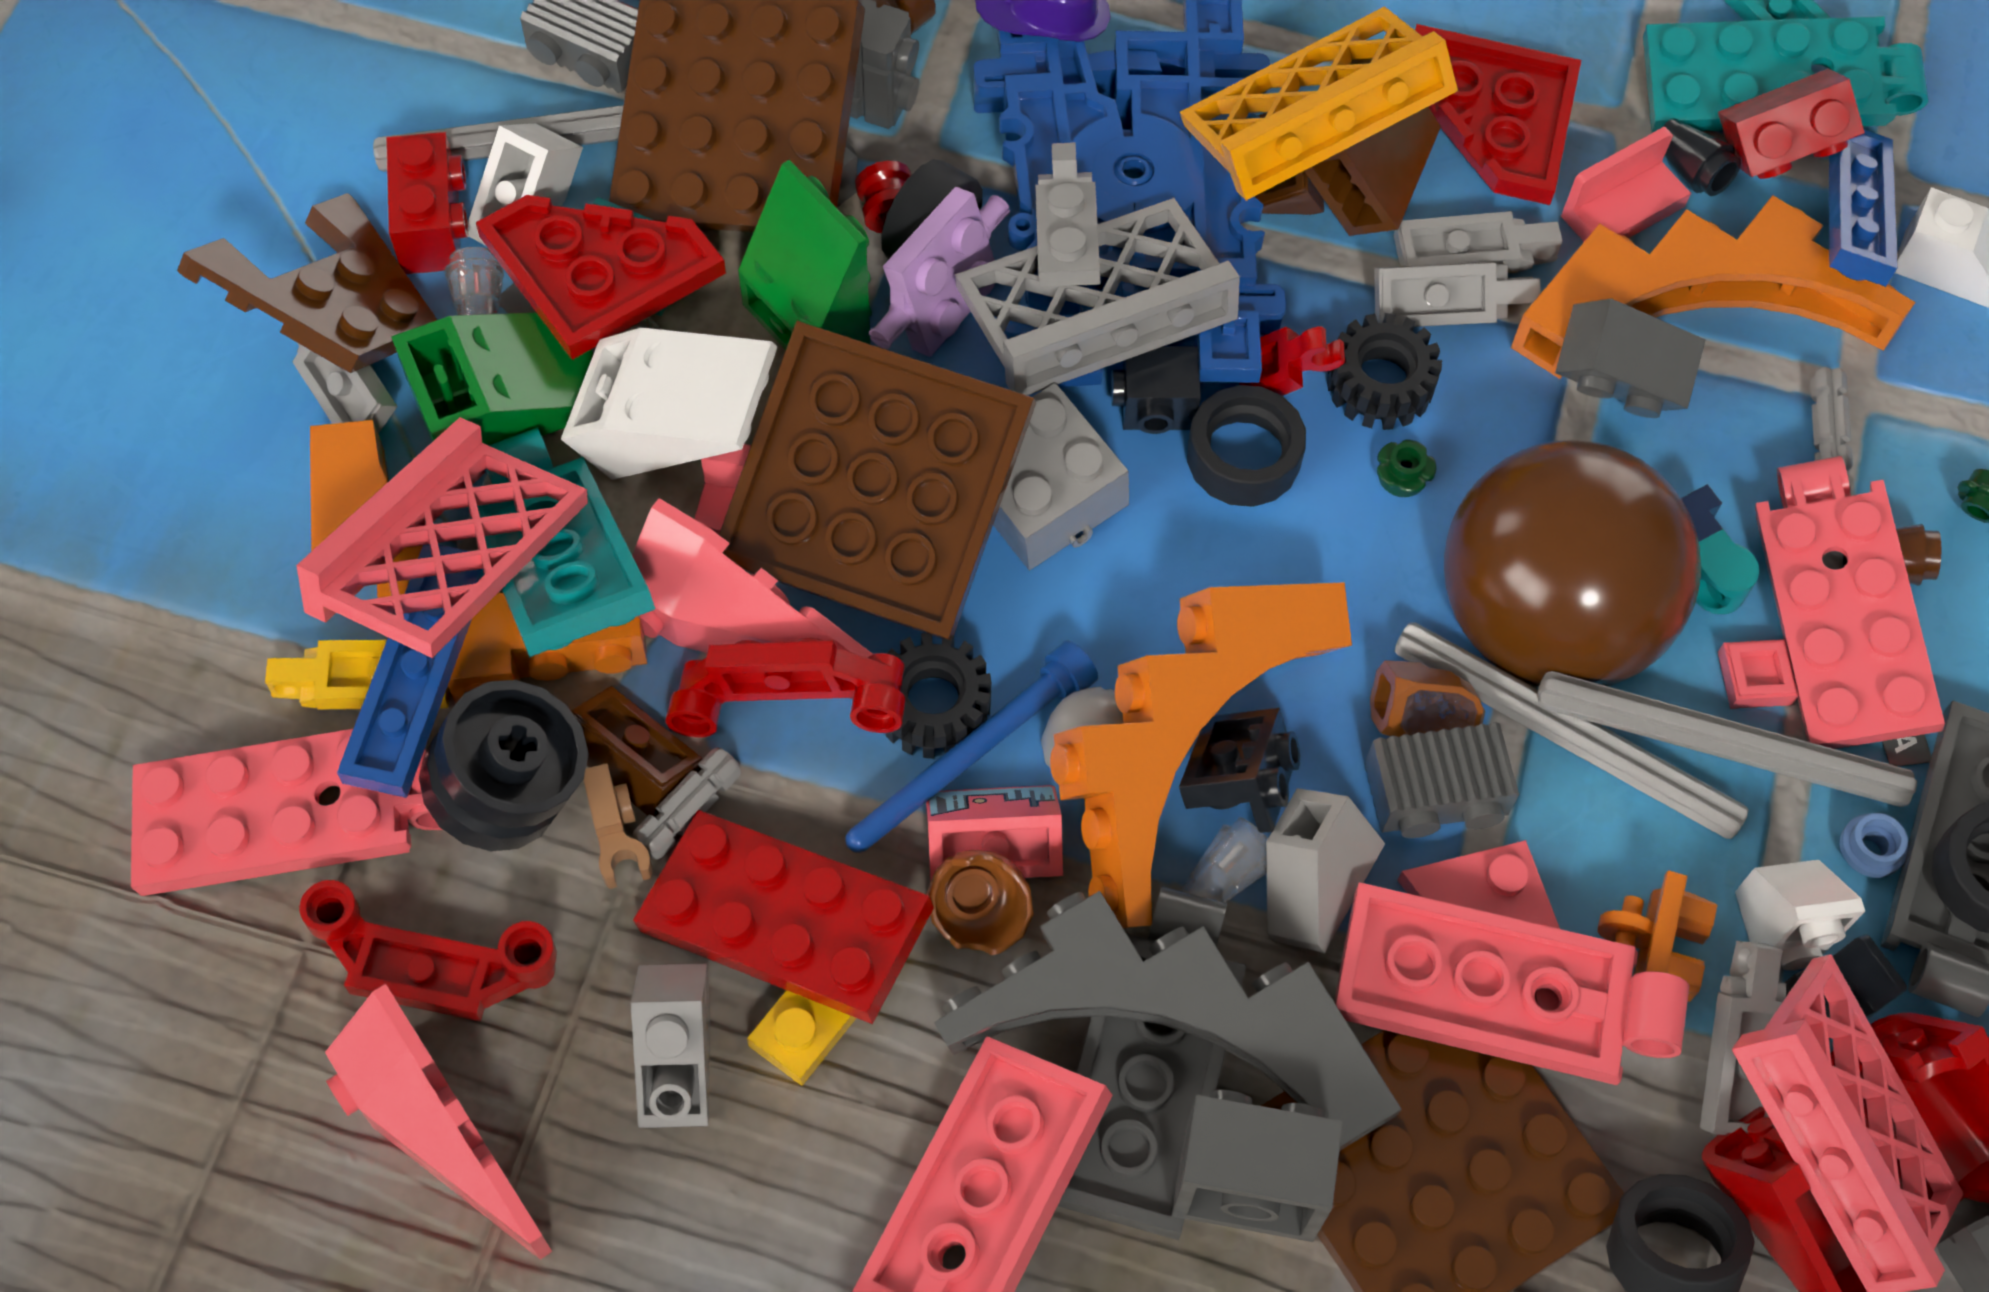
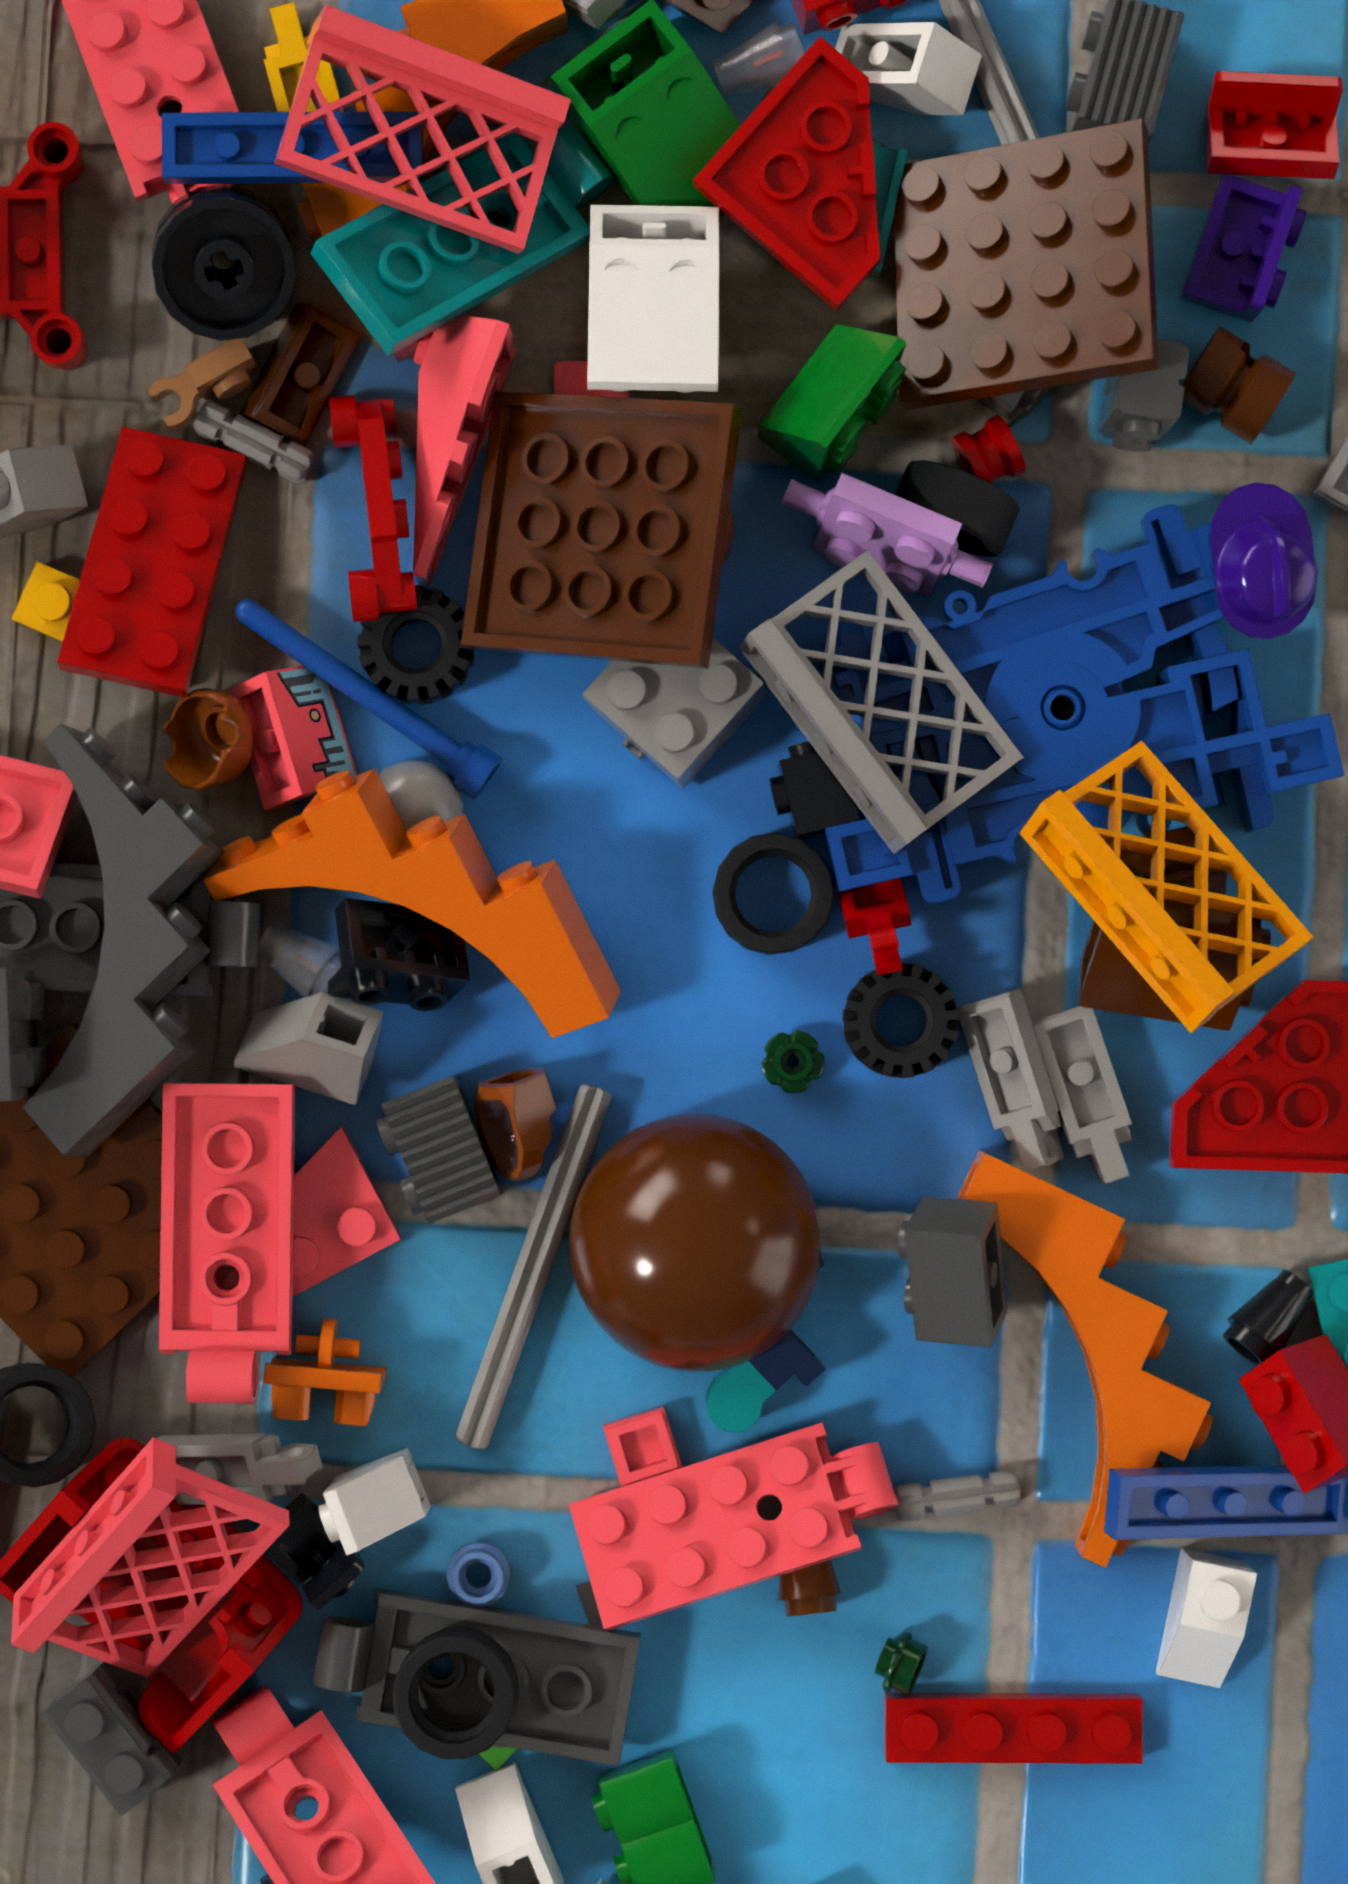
camera: 85 degrees right, 25 degrees up
(1067, 223) = (955, 651): light grey hinge -> none
(1626, 190) = (1193, 1248): coral panel -> none
(1726, 739) = (548, 1418): light grey axle -> none

